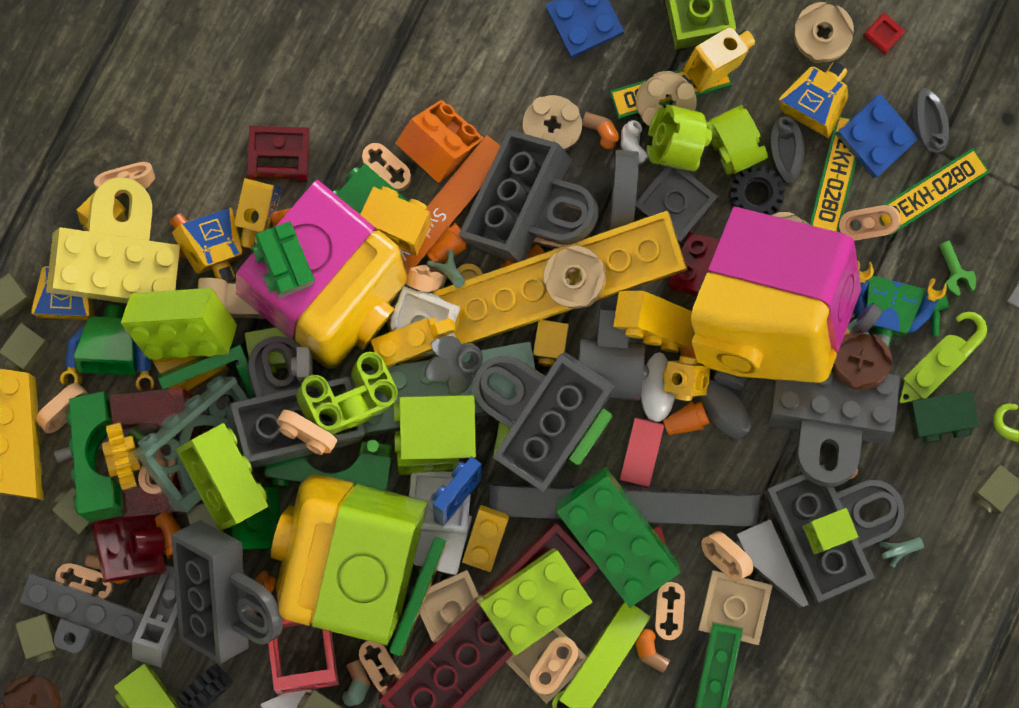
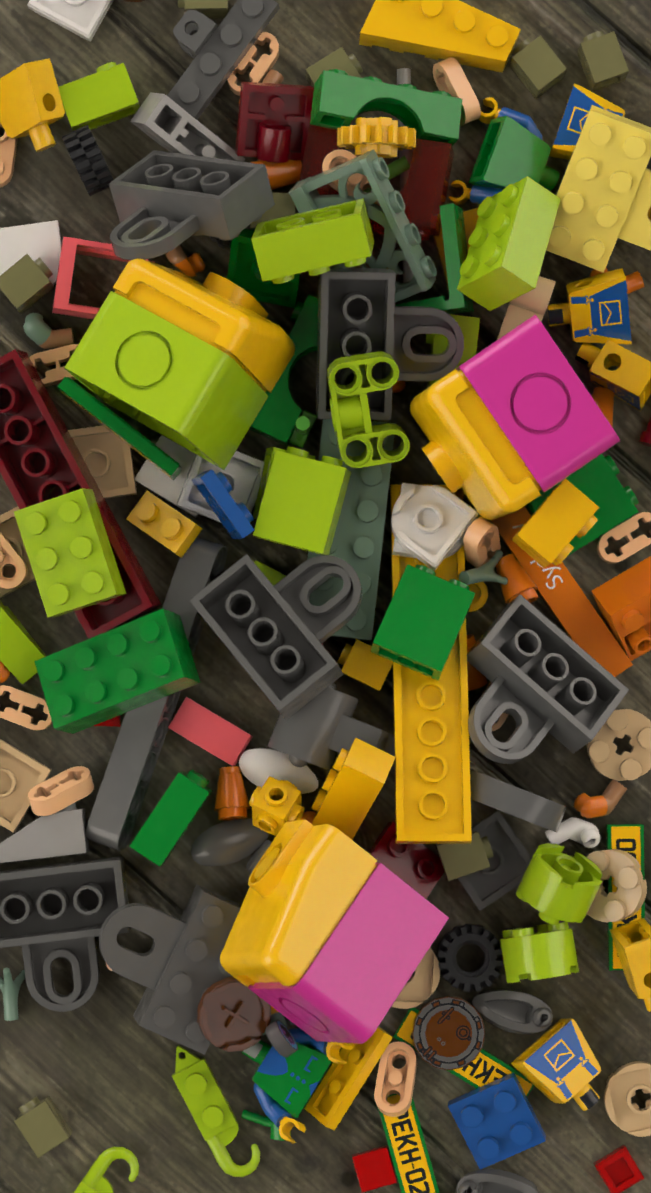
camera: 105 degrees right, 5 degrees up
(283, 260) = (531, 370): green brick -> none
(296, 426) = (347, 337): light nougat plate -> none
(302, 364) = (418, 370): light grey plate -> none
(411, 340) = (410, 502): yellow hinge -> none
(448, 363) = (370, 537): dark grey plate -> none
(503, 302) = (423, 621): none -> green brick
(582, 293) = (426, 732): tan plate -> none
(589, 439) = (238, 674): bright green tile -> none
(683, 217) = (465, 858): none -> olive brick
(720, 458) = (172, 816): none -> green brick
(820, 192) = (448, 1033): none -> tile
(830, 531) = (44, 913): lime brick -> none
(889, 263) = (345, 1080): none -> yellow plate
(943, 416) = (145, 1091): dark green brick -> none
(944, 220) = (374, 1168): none -> red tile
(956, 271) = (311, 1162): bright green bar -> none

